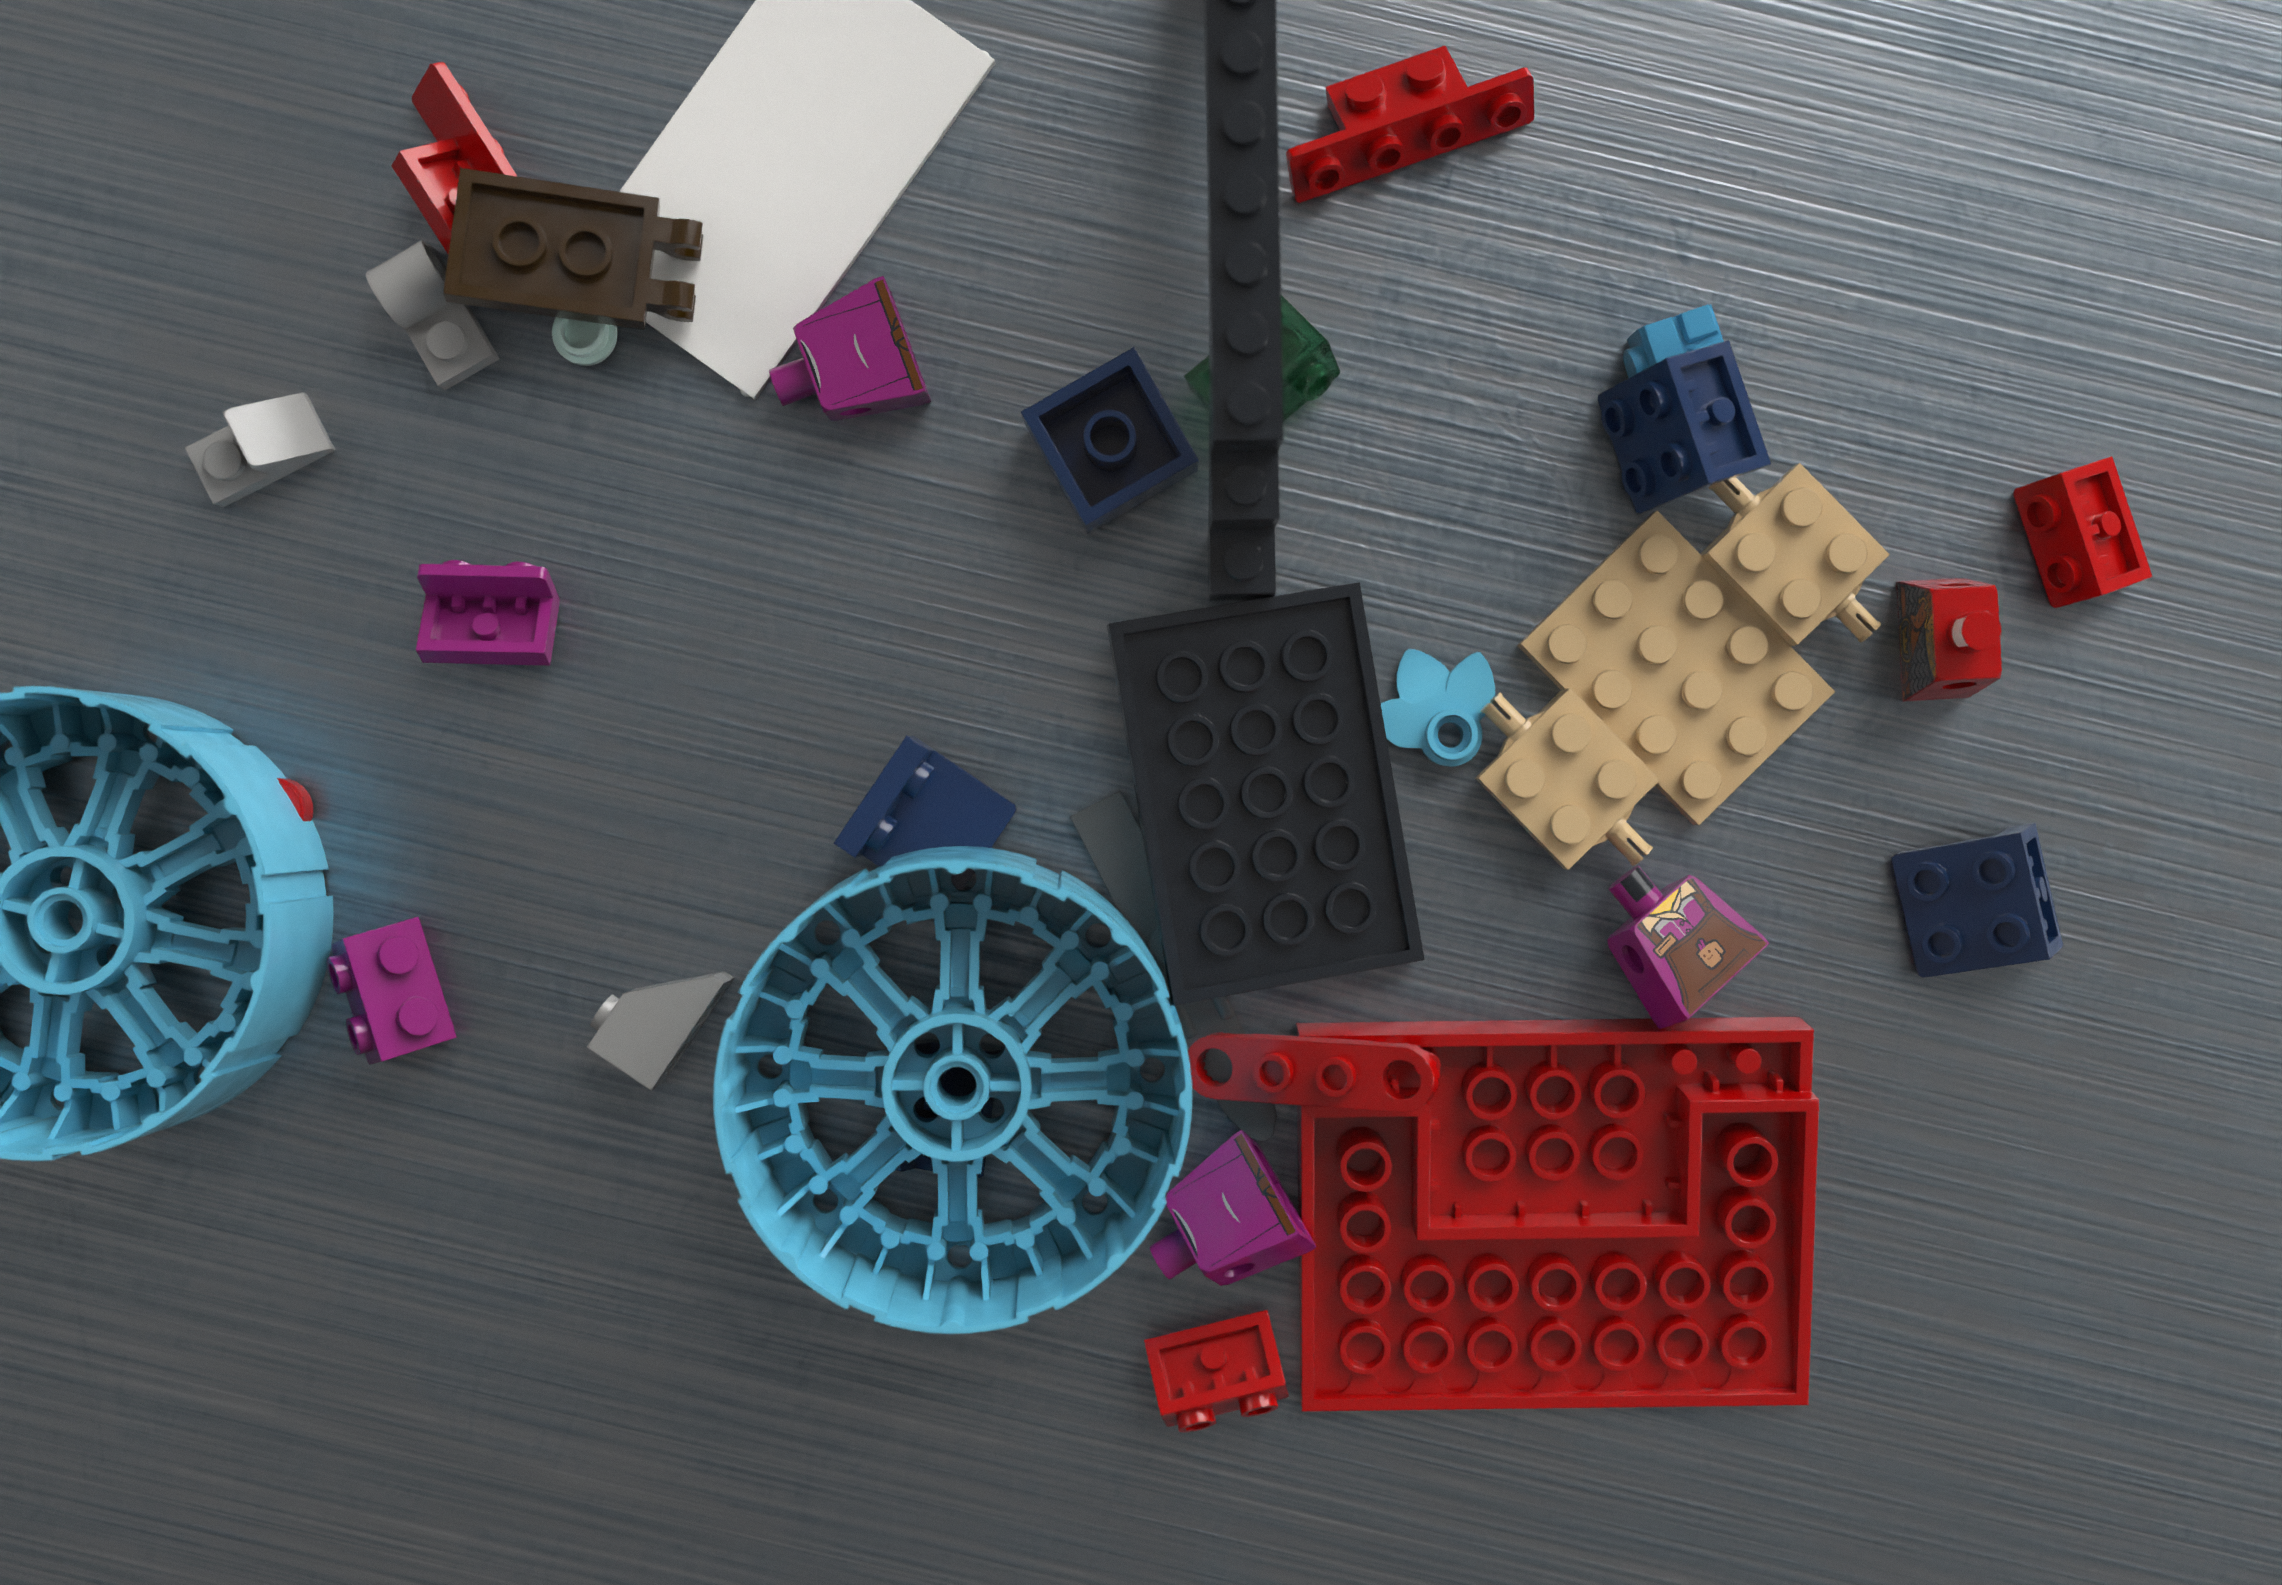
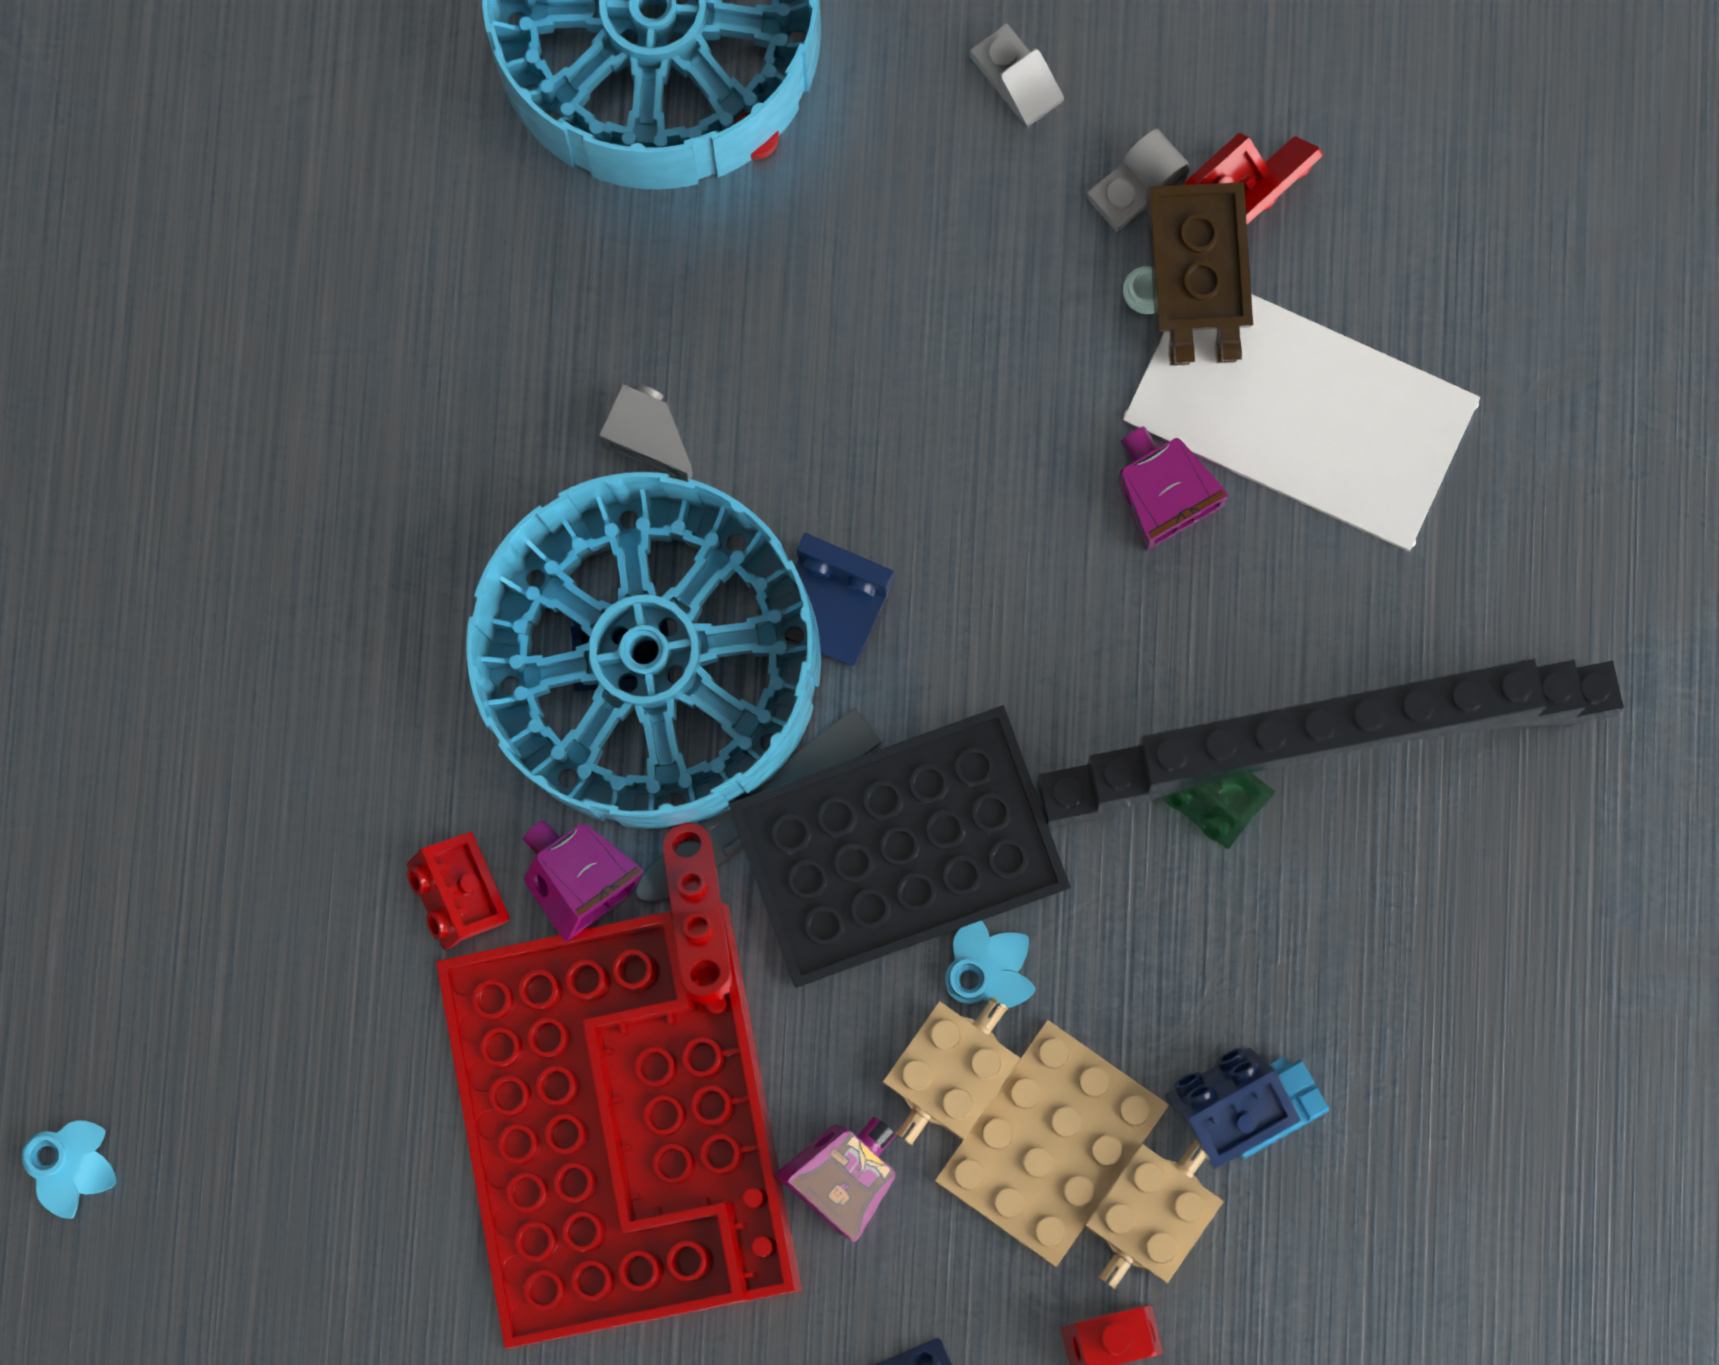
camera: 80 degrees right, 10 degrees down
(390, 991) = (636, 237): magenta bracket -> none
(487, 614) = (926, 257): magenta bracket -> none
(1110, 440) = (1139, 681): dark blue brick -> none
(1406, 117) = (1427, 859): red bracket -> none

